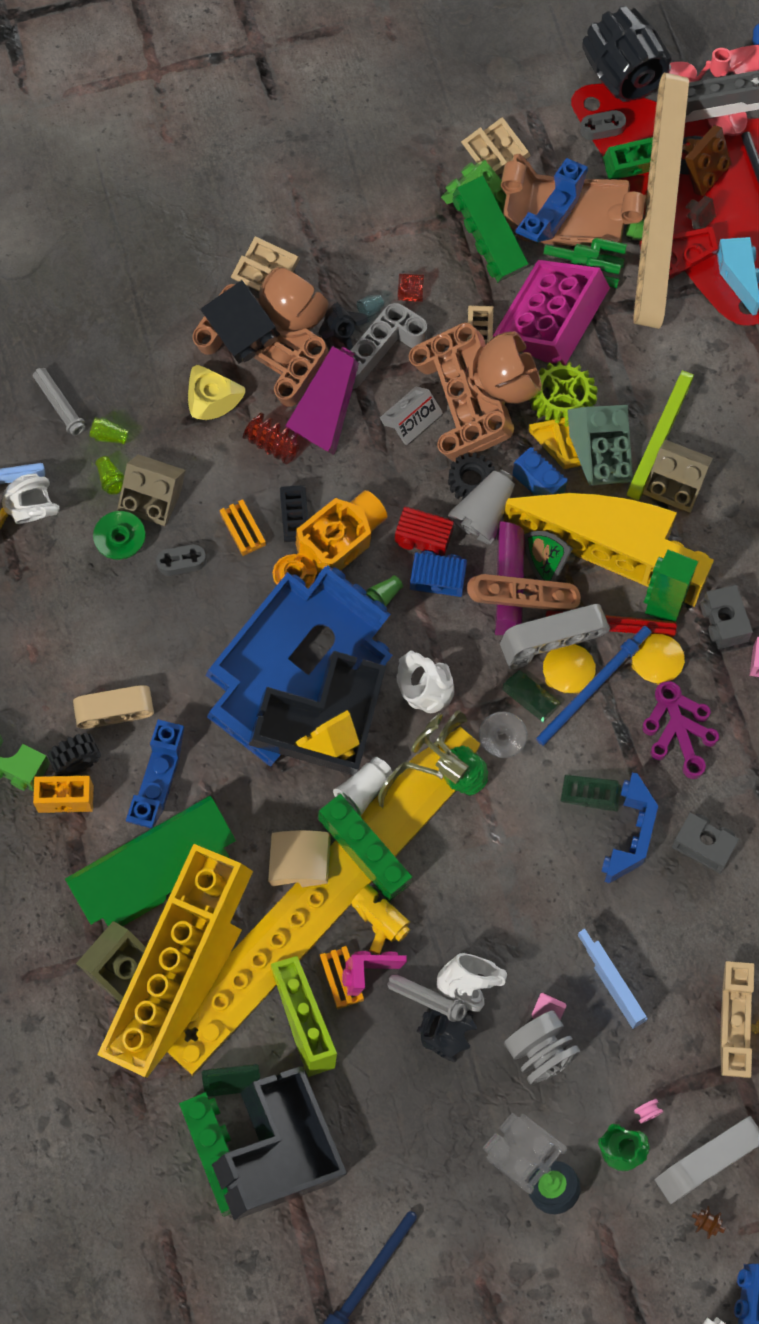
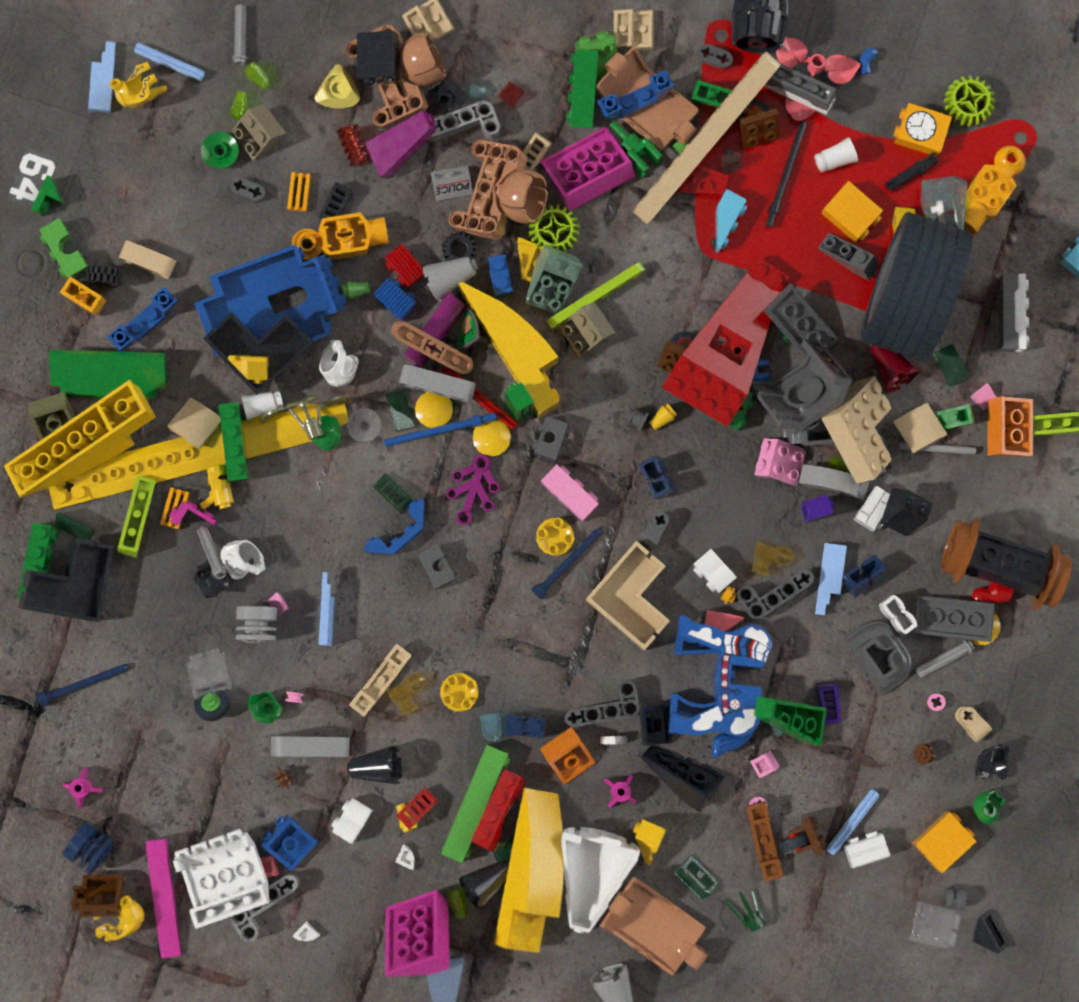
camera: 30 degrees right, 15 degrees up
(28, 499) = (177, 94): white helmet -> none

